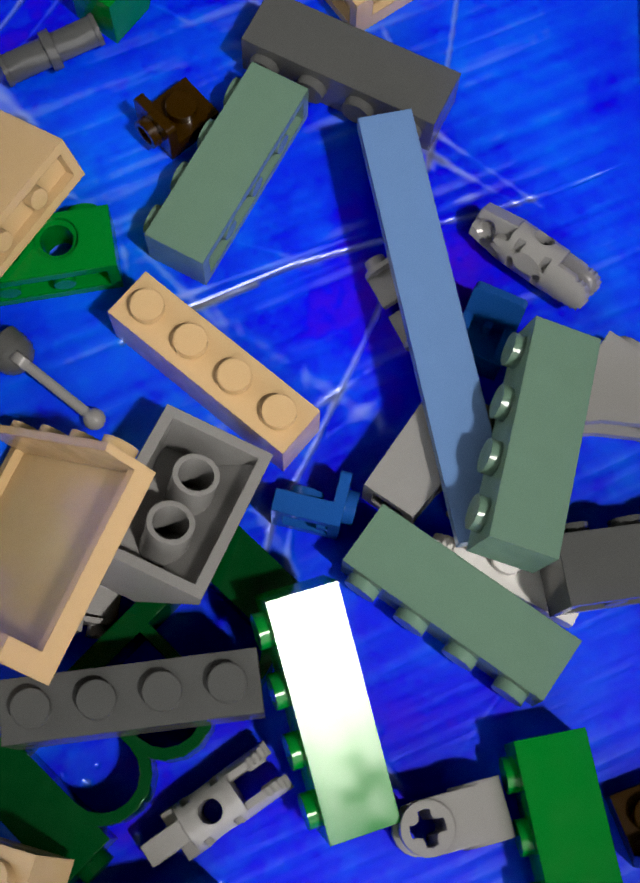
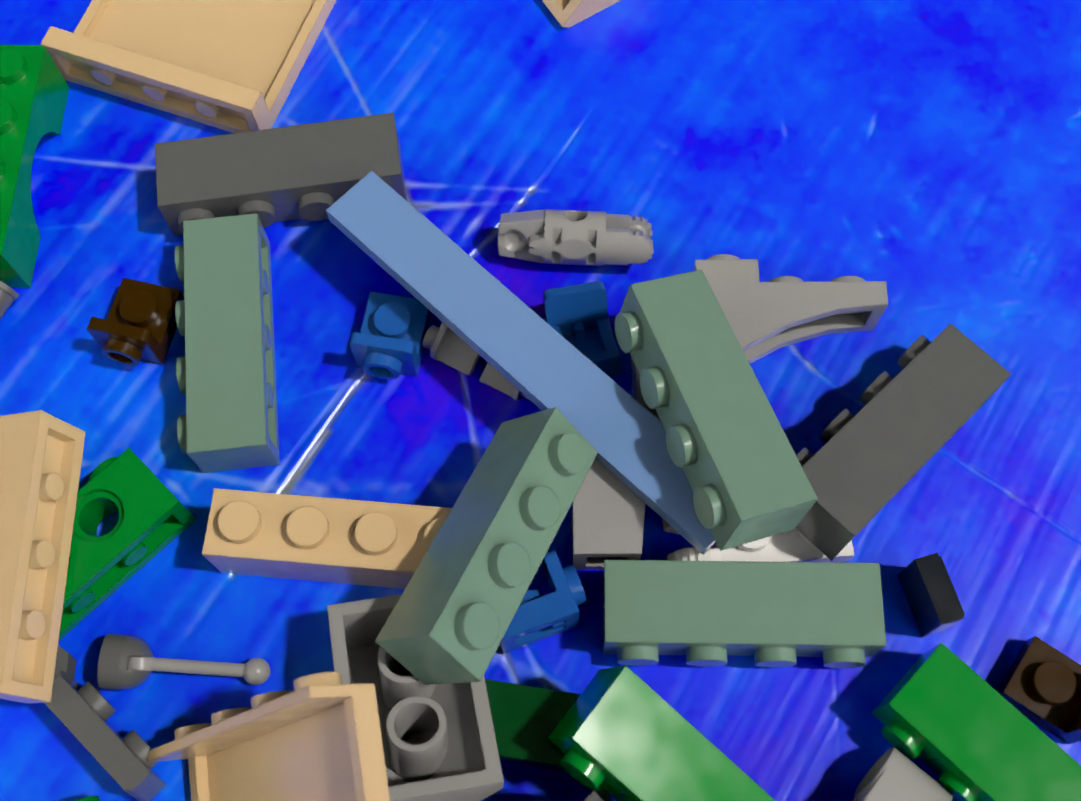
camera: 30 degrees left, 5 degrees down
(304, 437) = (488, 550): none -> sand green brick
(346, 243) = (391, 336): none -> blue bracket
(607, 691) = (931, 595): none -> black tile

